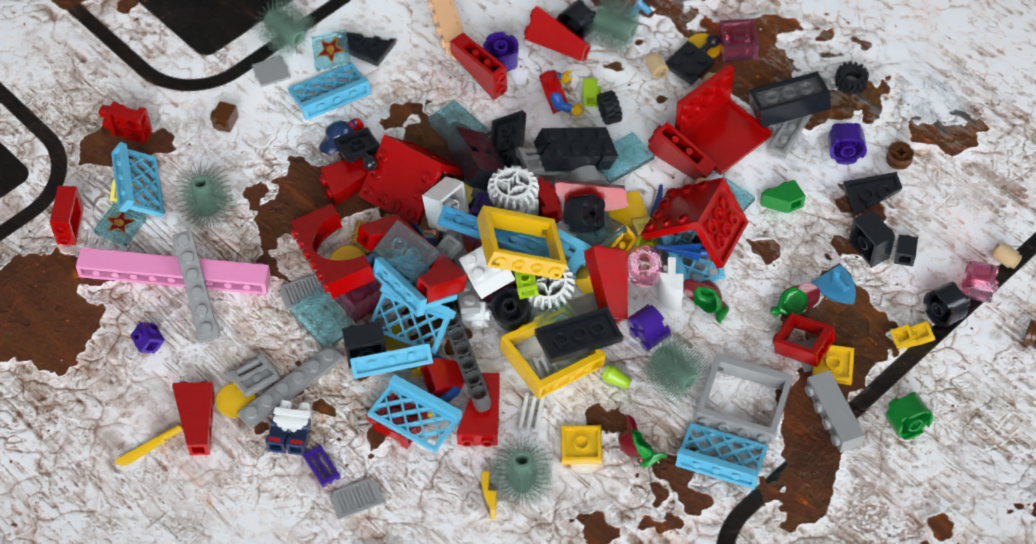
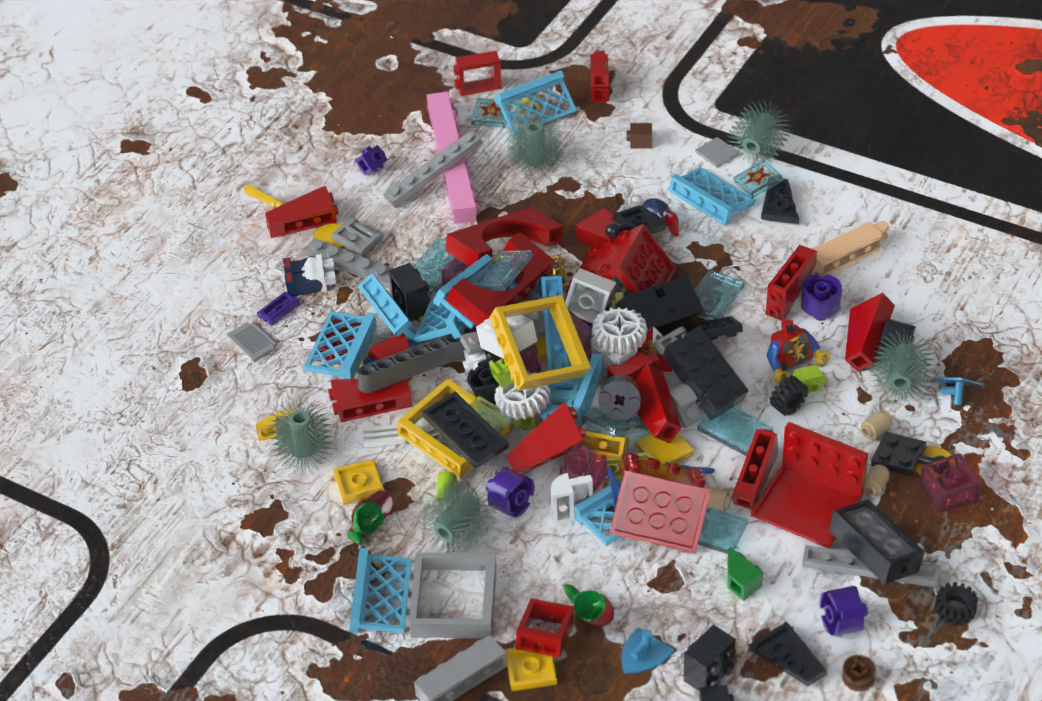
camera: 75 degrees right, 10 degrees down
(707, 297) = (575, 537): green hair -> none

